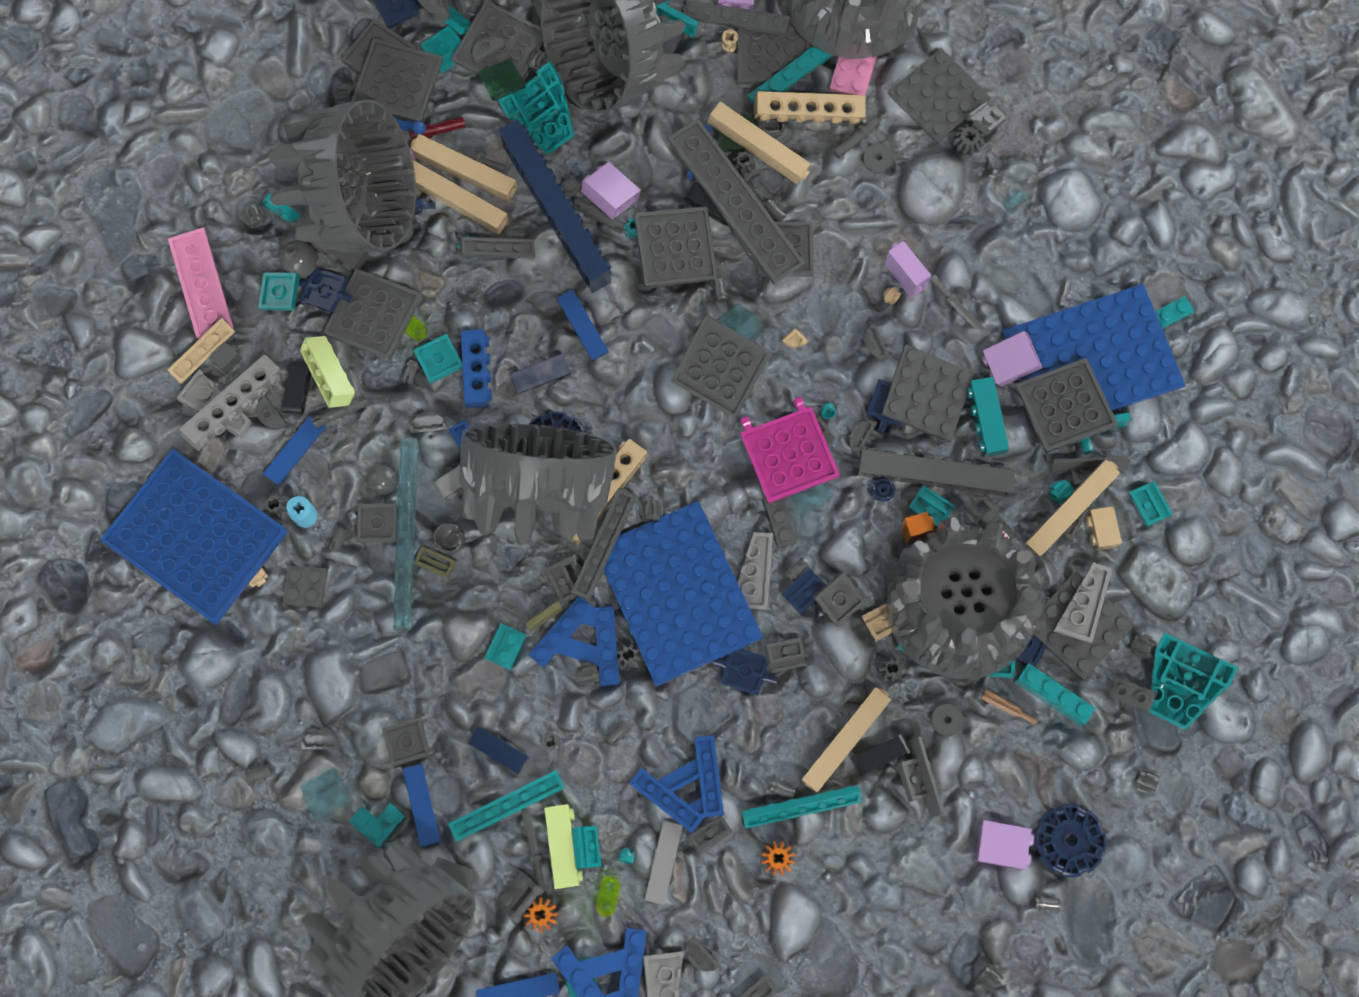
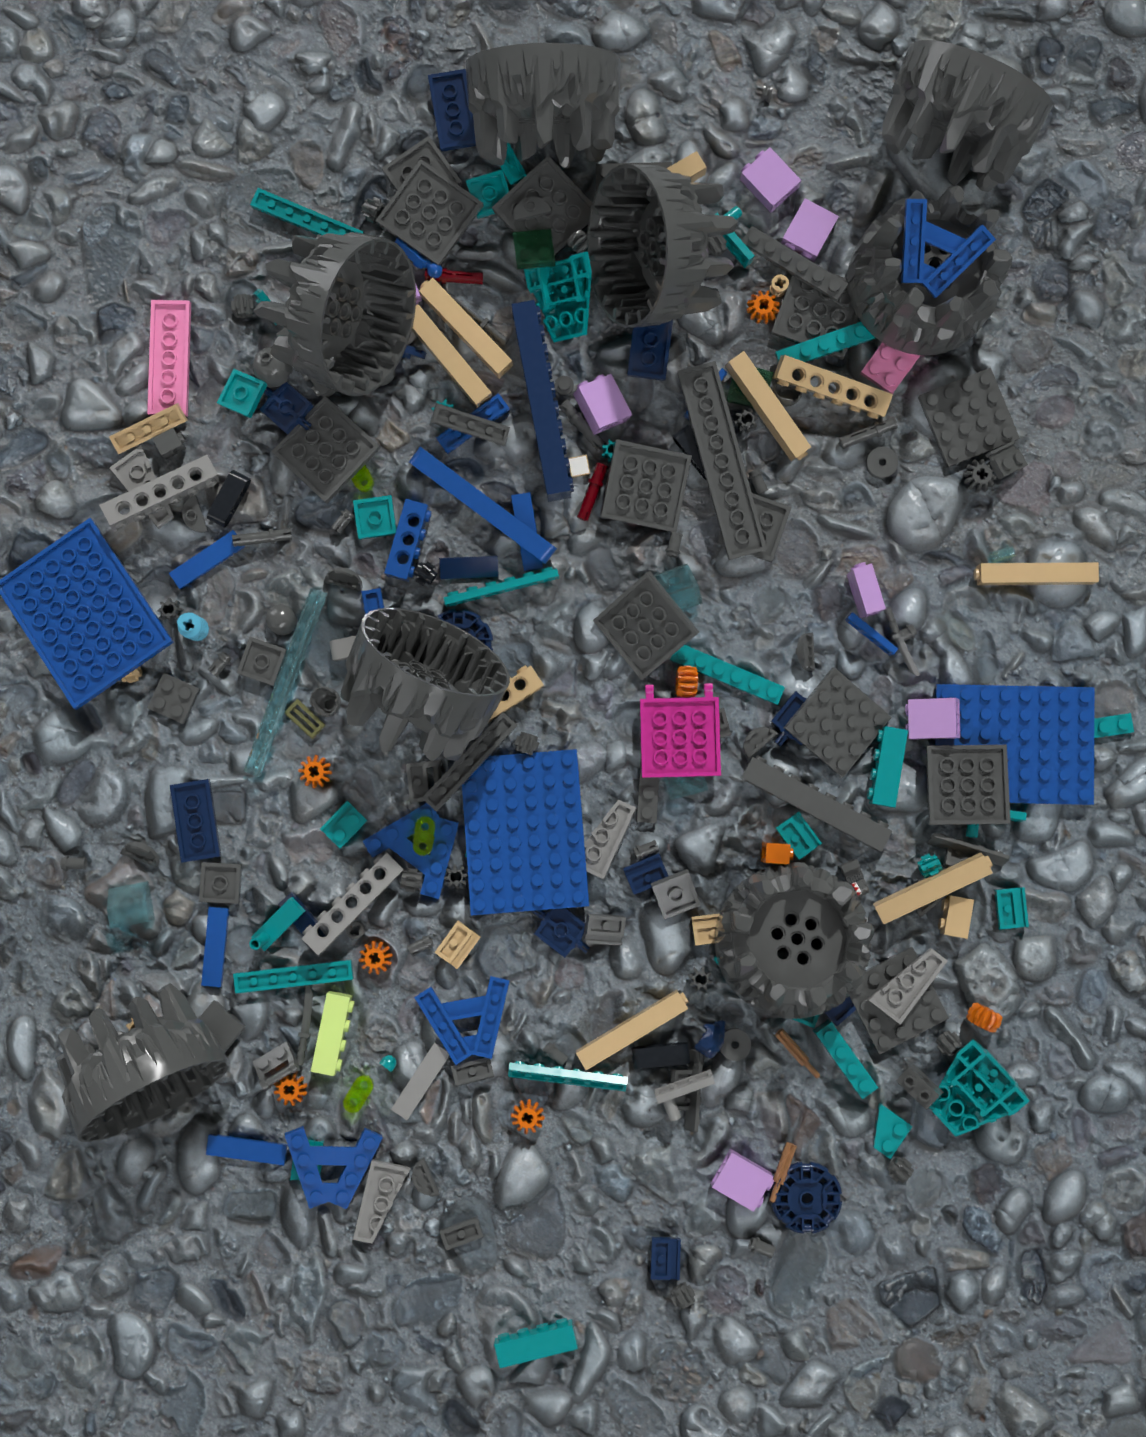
camera: 20 degrees right, 10 degrees up
(264, 122) = (298, 215): none -> teal plate
(327, 371) = (261, 494): yellowish green brick -> none
(363, 692) = (195, 820): none -> dark blue plate
(379, 828) = (168, 954): teal plate -> none
(454, 609) = (321, 769): none -> orange gear
(474, 760) = (276, 925): none -> teal piece
(486, 266) = (490, 410): none -> blue tile
(502, 391) = (425, 573): none -> black gear
(521, 761) = (320, 944): none -> light grey brick
(533, 313) = (482, 505): none -> blue beam
(544, 616) = (389, 809): olive tile -> none
(582, 376) = (509, 584): none -> teal plate
(584, 754) = (381, 954): none -> orange gear
(586, 627) = (424, 836): none -> clear neon green plate
(586, 847) = (353, 1042): teal plate -> none
(610, 251) = (579, 466): none -> white tile
(629, 270) = (592, 491): none -> dark red pin
(635, 130) = (650, 351): none -> dark blue plate
(652, 719) = (457, 944): none -> tan plate
(717, 58) = (760, 299): none -> orange gear
(776, 403) = (686, 681): none -> orange gear
(795, 339) = (729, 620): tan tile -> none
(811, 386) = (729, 674): none -> teal plate
(828, 415) = (734, 704): teal hinge -> none
(885, 484) = (764, 804): dark blue plate -> none
(891, 295) = (841, 609): tan plate -> none
(901, 785) = (668, 1092): none -> light grey piece
(925, 720) = (712, 1040): none -> dark blue hair
(927, 306) = (871, 634): none -> blue tile
(960, 948) = (665, 1258): none -> dark blue plate
(1037, 820) = (782, 1169): none -> medium nougat axle
(1052, 205) = (1037, 573): none -> tan brick
(1122, 749) = (889, 1131): none -> teal wing
(1166, 610) = (984, 1017): none -> orange gear

